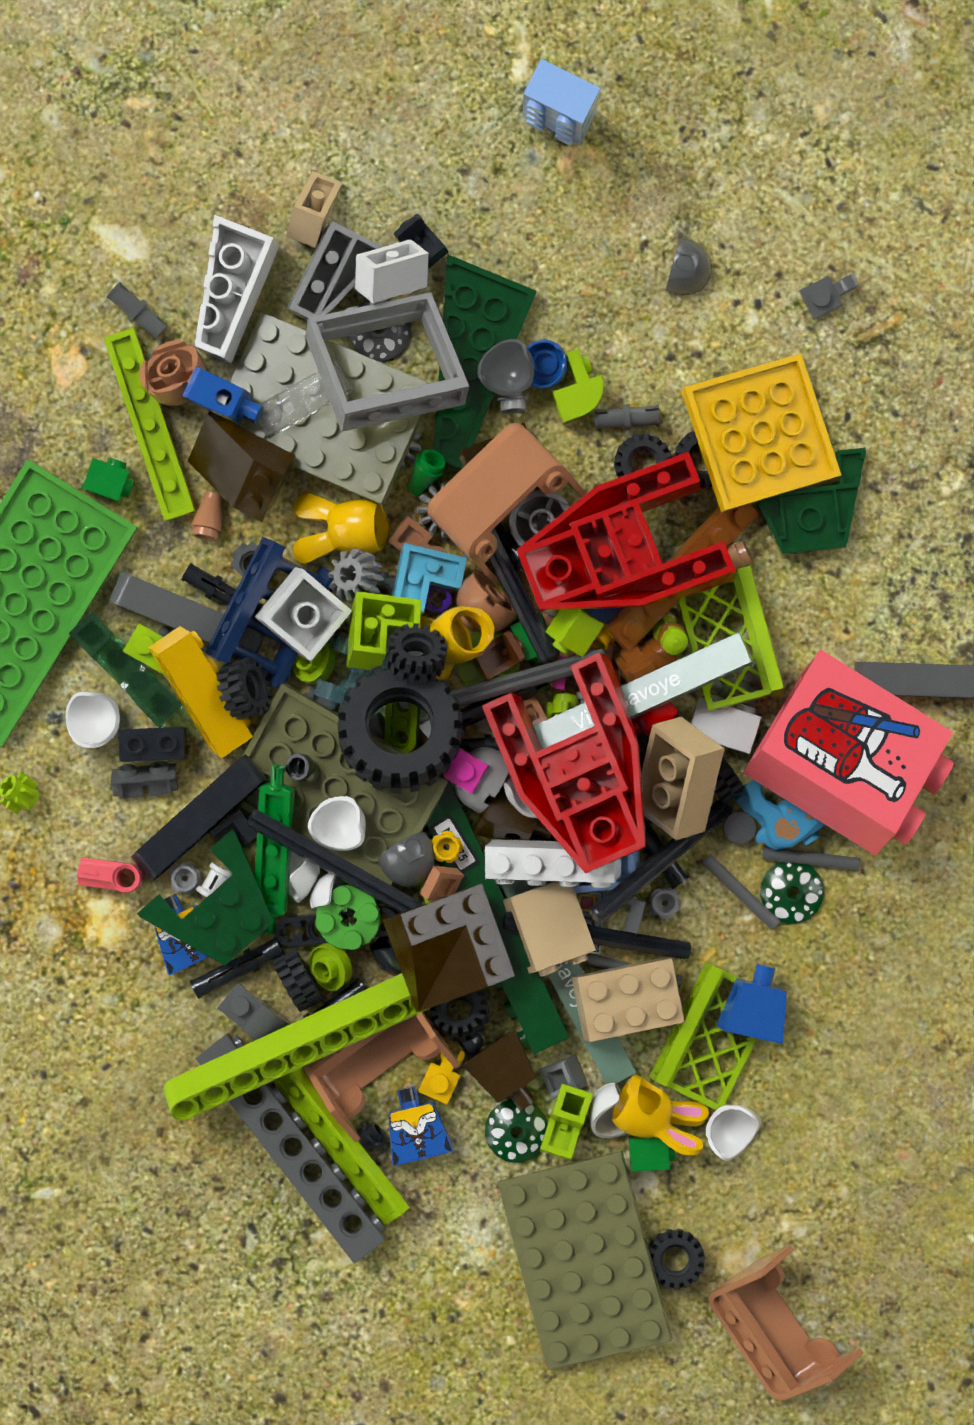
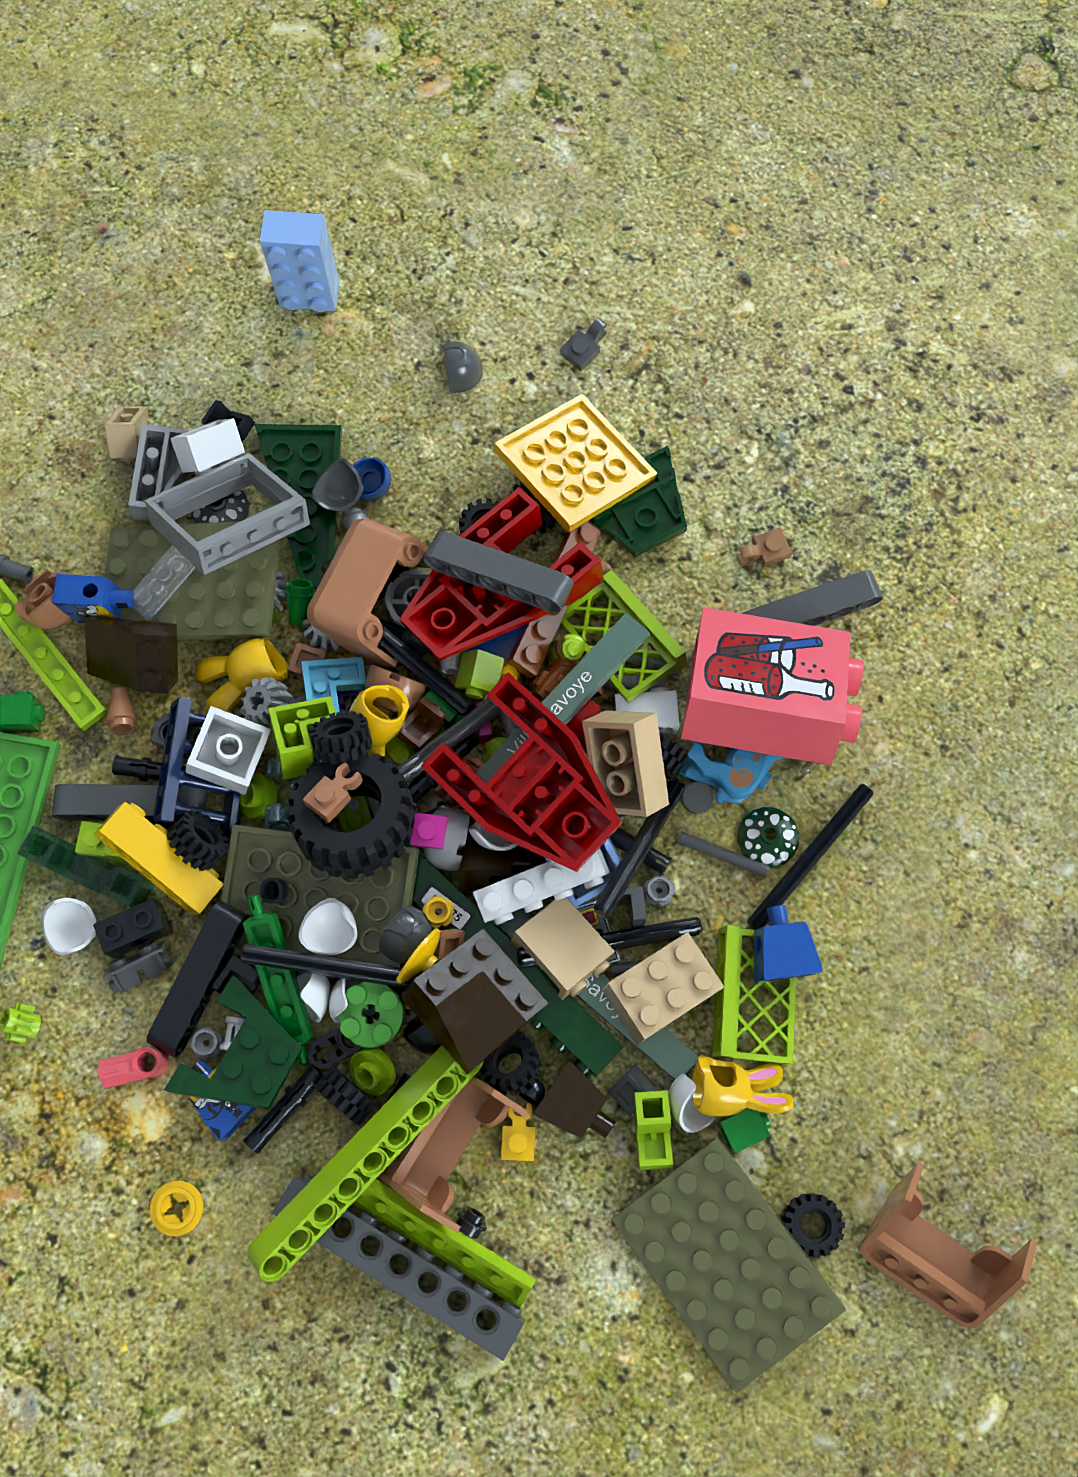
camera: 20 degrees left, 15 degrees down
(99, 1030) = (163, 1201): none -> yellow gear
(232, 286) = (77, 511): white wedge -> none
(251, 1013) = (309, 1145): dark grey brick -> none
(386, 711) = (331, 795): none -> nougat plate
(416, 893) = (421, 959): none -> yellow dish
(416, 1129) = (513, 1198): torso -> none
(500, 1123) = (597, 1174): dark green dish -> none
(583, 396) = (411, 493): lime brick -> none
(627, 417) = (457, 496): dark grey pin -> none
(629, 544) = (498, 571): none -> dark grey beam
(731, 1130) = (811, 1074): white helmet -> none
(811, 858) = (772, 800): dark grey bar -> none
(825, 927) = (811, 855): none -> black axle
(922, 598) = (767, 548): none -> medium nougat plate

